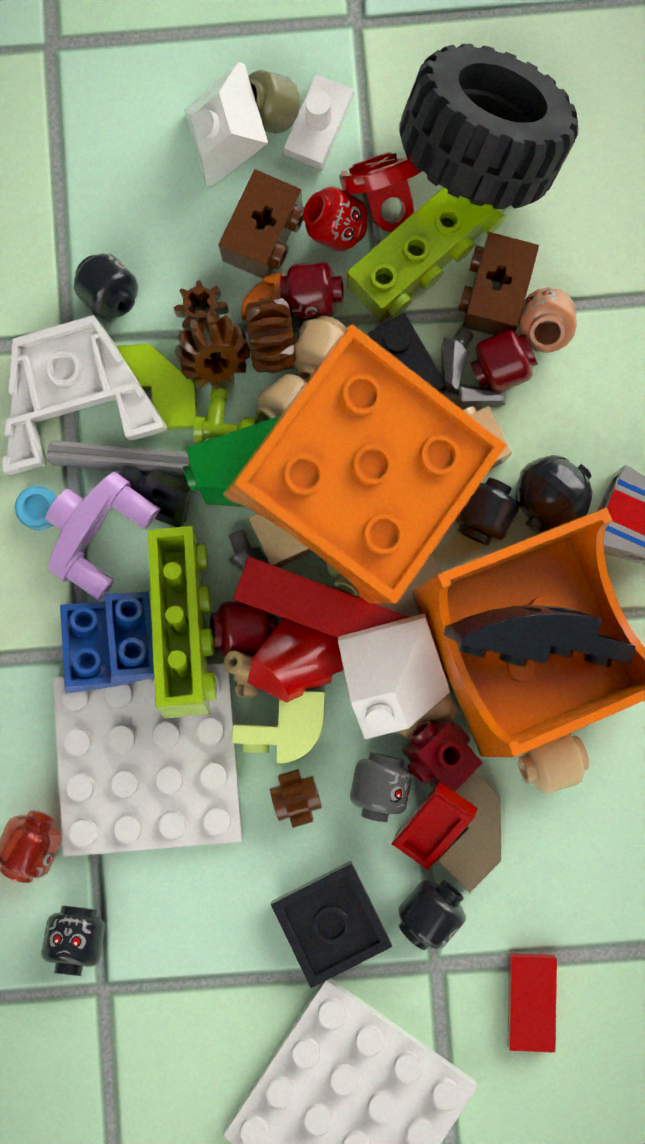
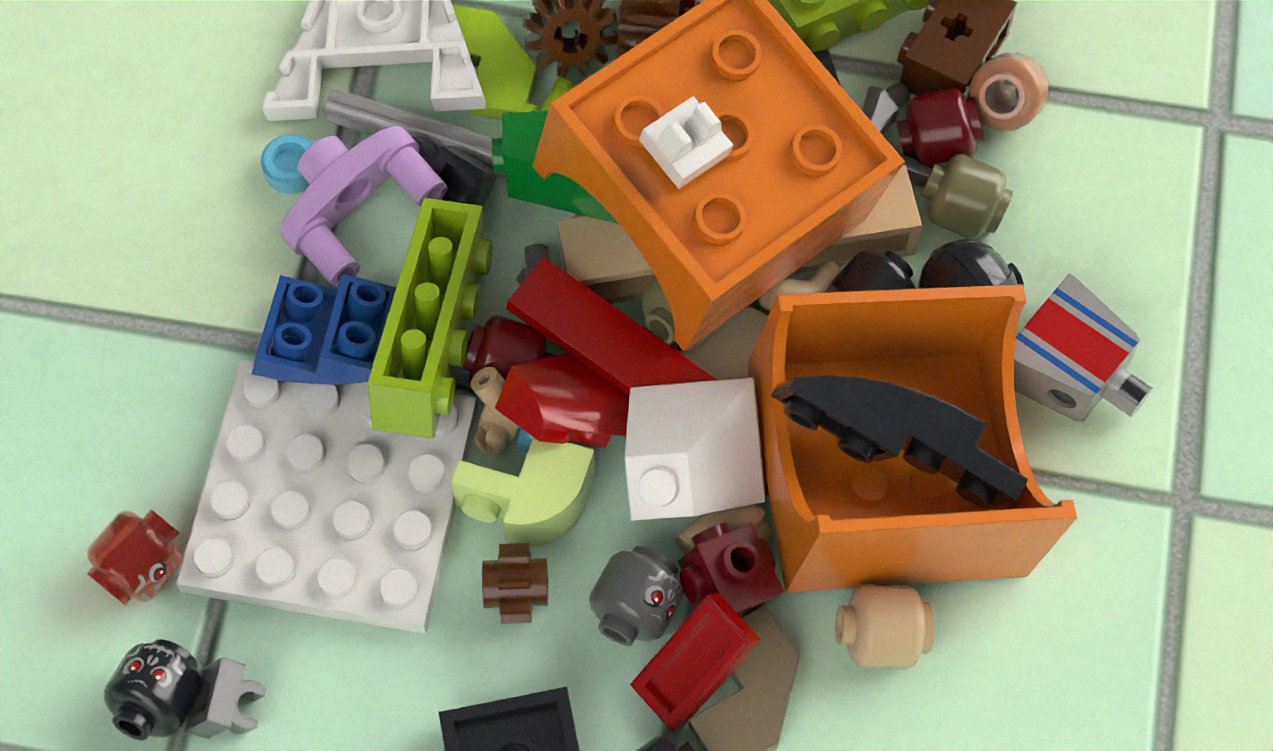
camera: 10 degrees right, 20 degrees down
(119, 936) = (217, 702): none -> tile
(345, 487) = (686, 141): none -> white tile
(535, 413) = (967, 196): none -> olive head

